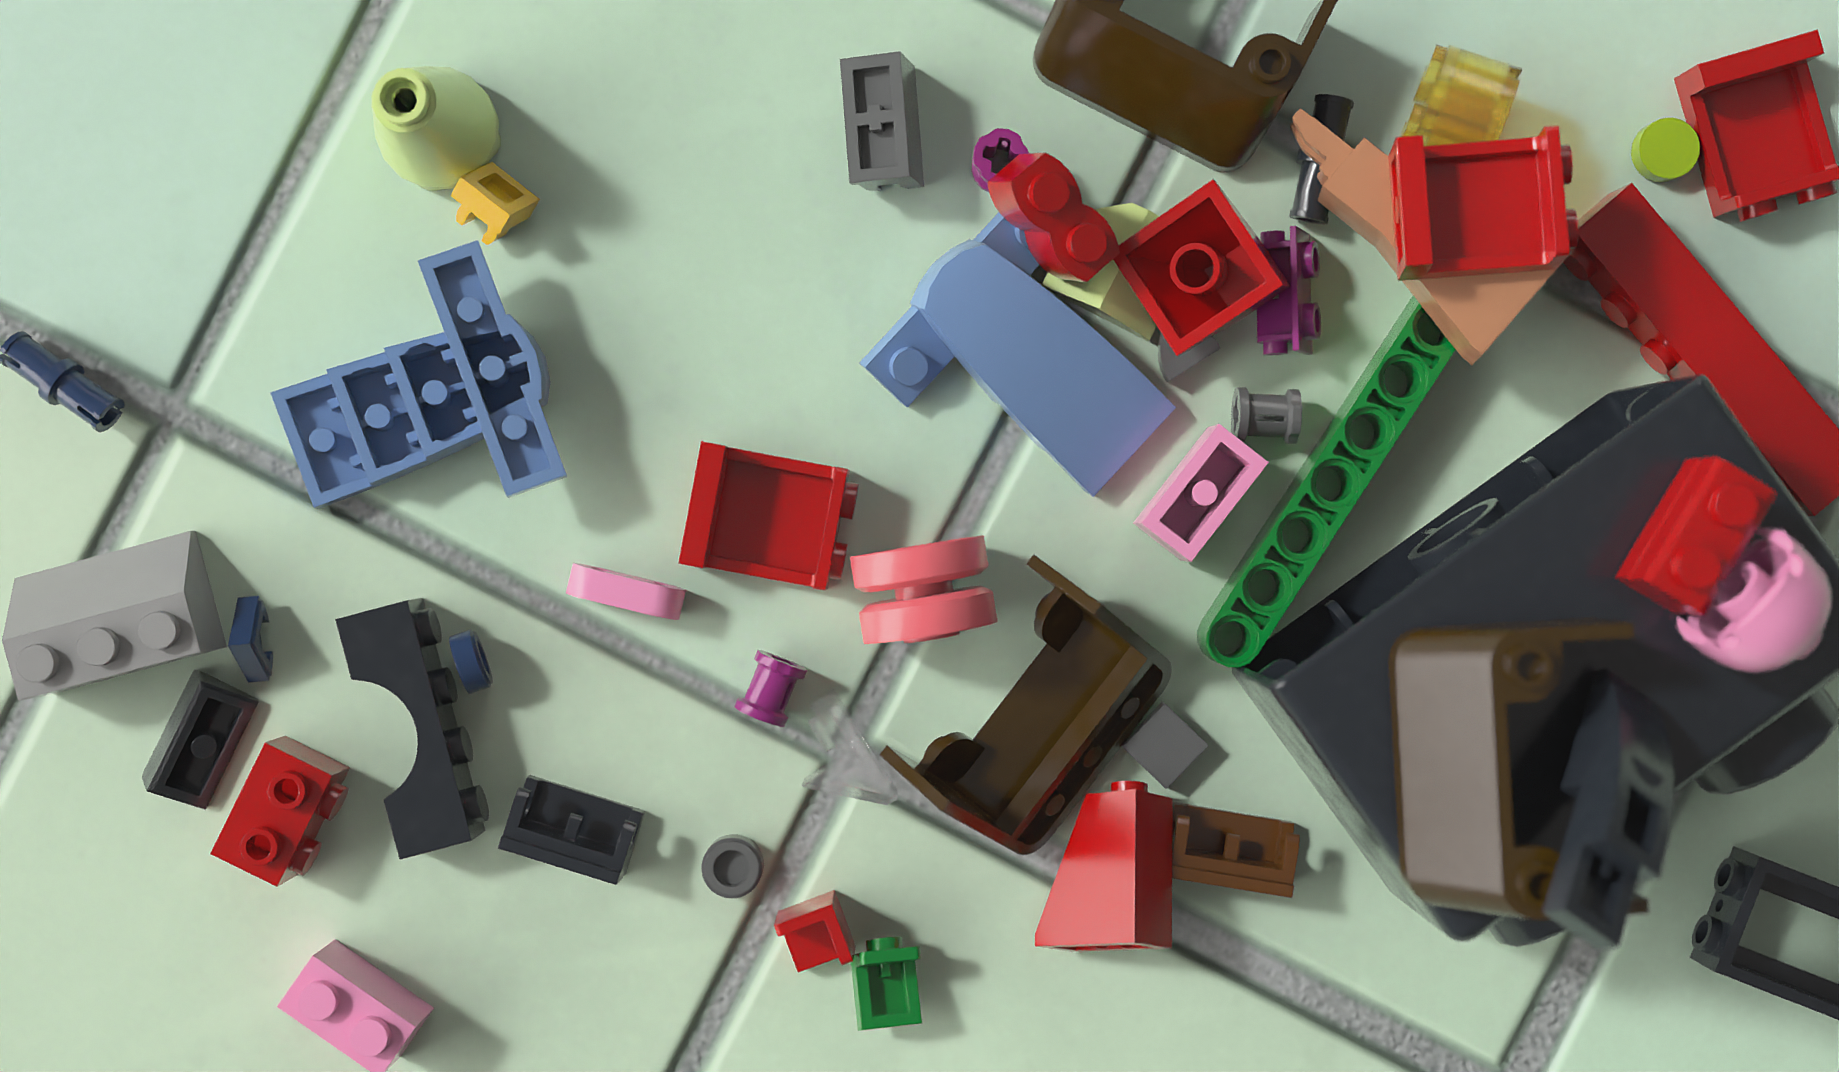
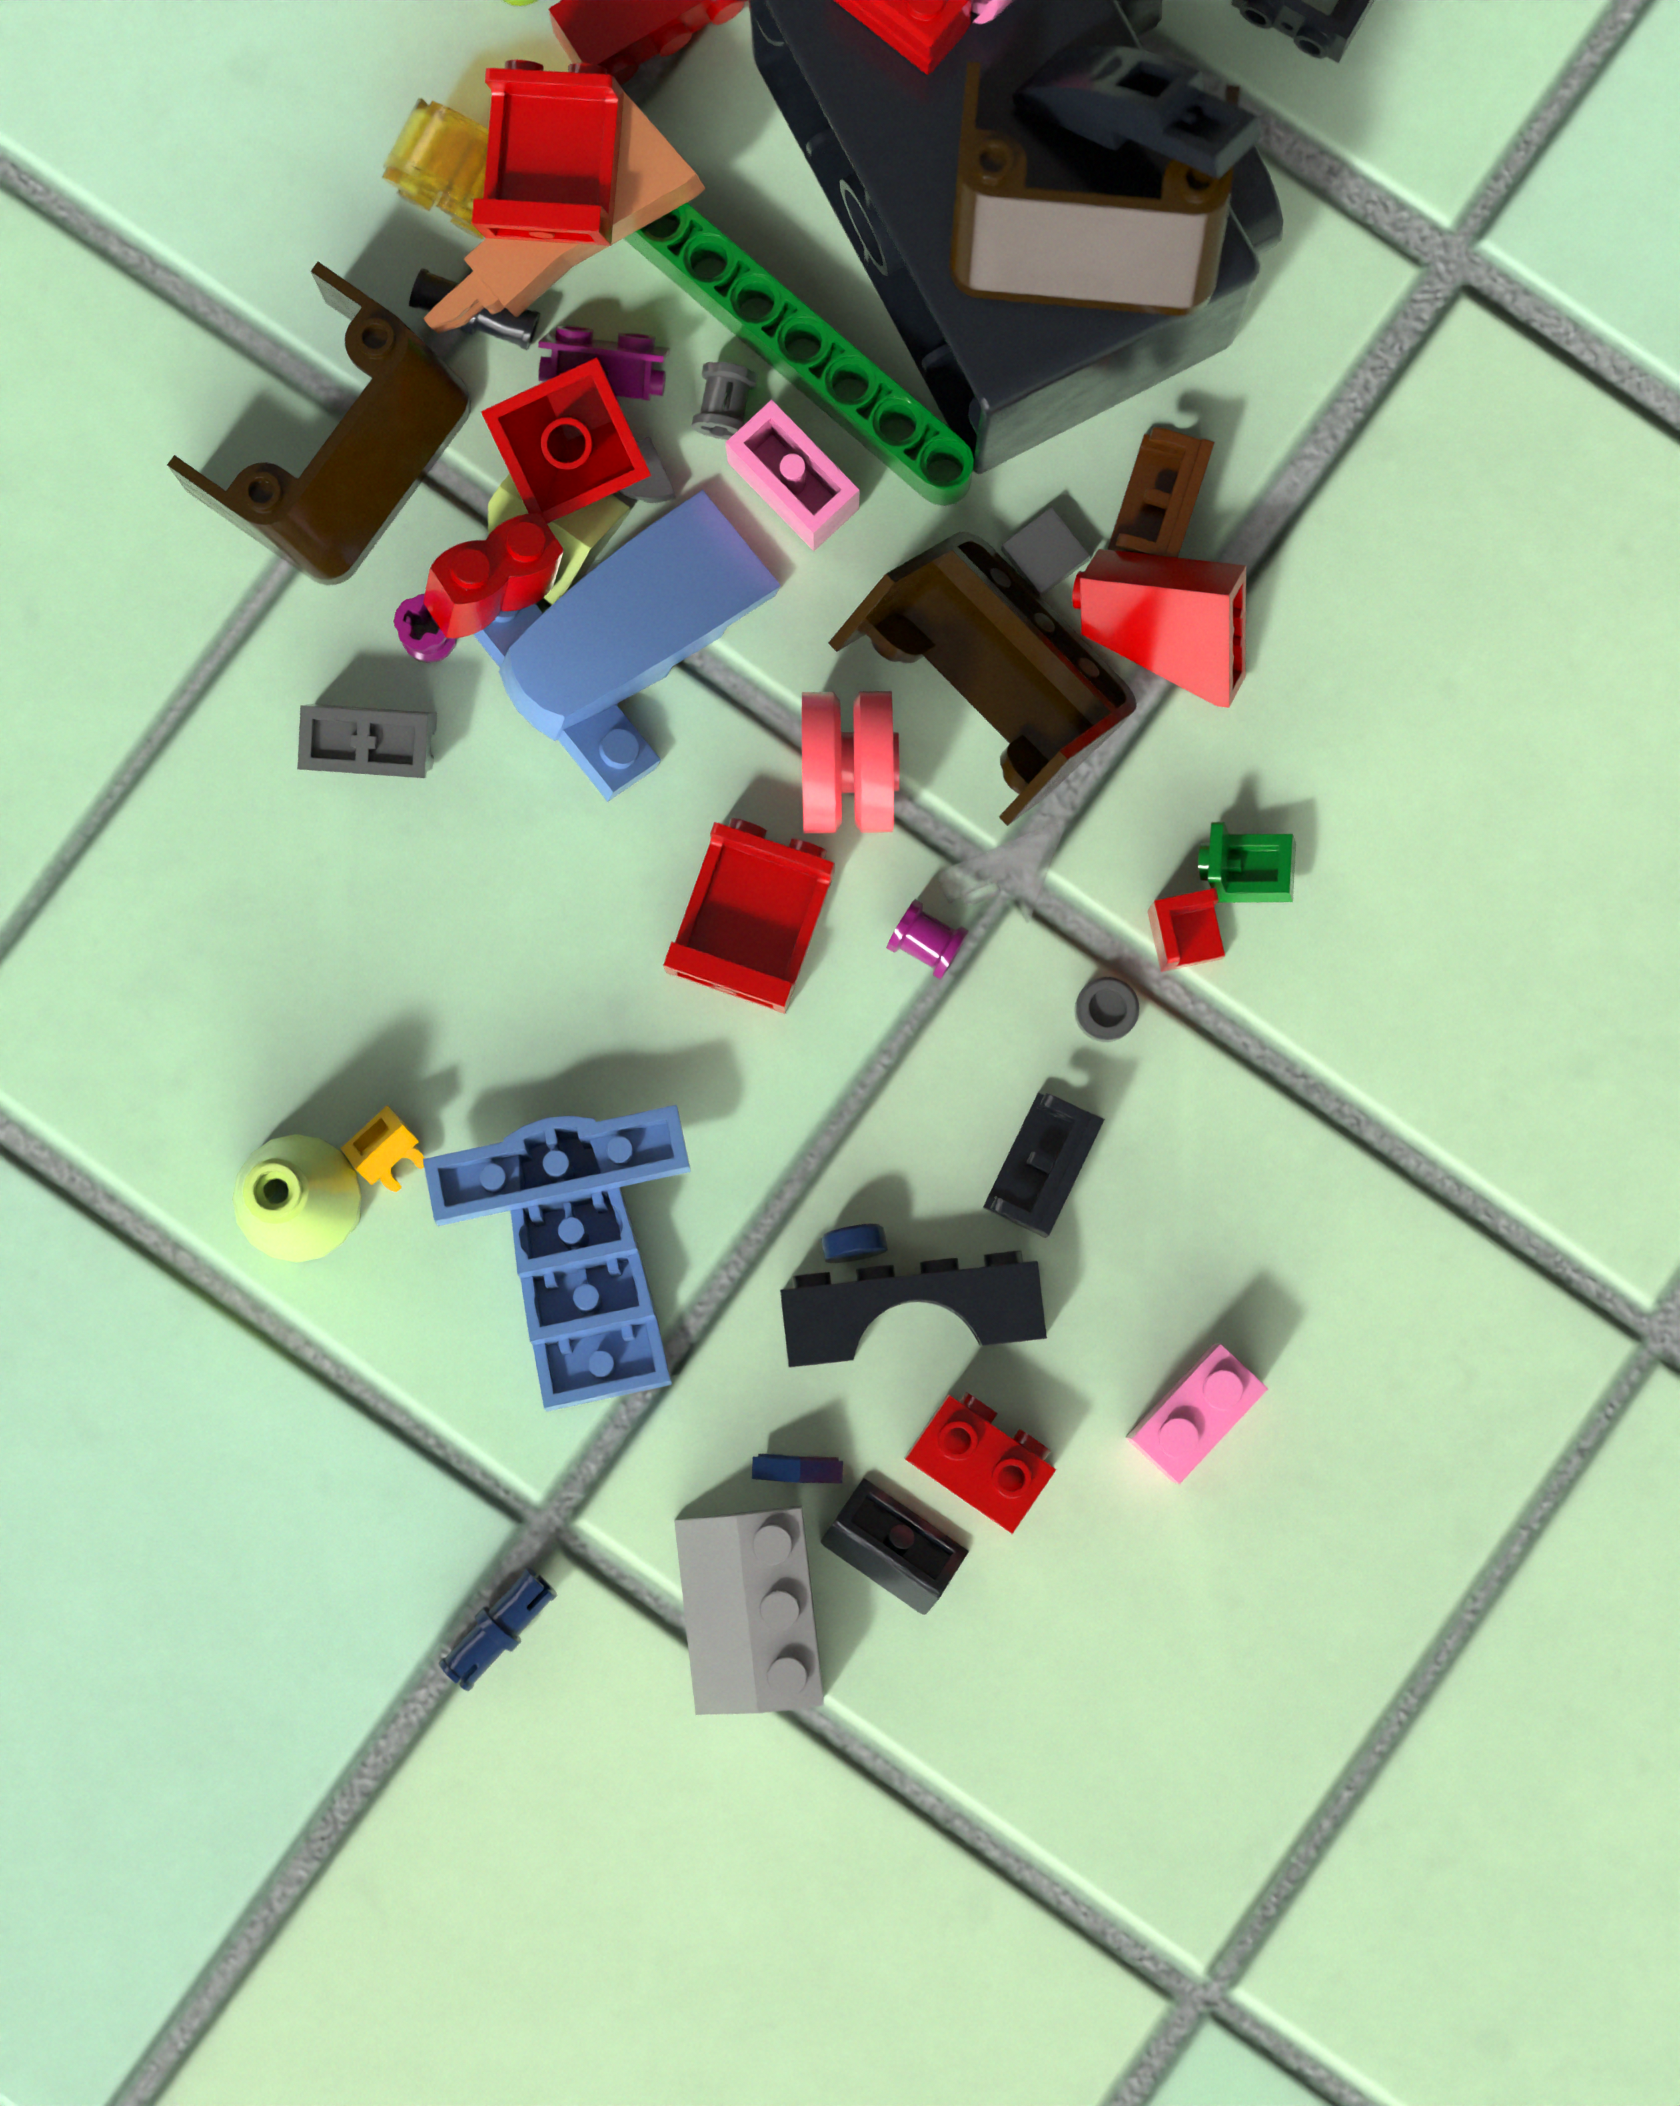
camera: 80 degrees left, 5 degrees down
(625, 591) = (805, 1073): bright pink beam -> none

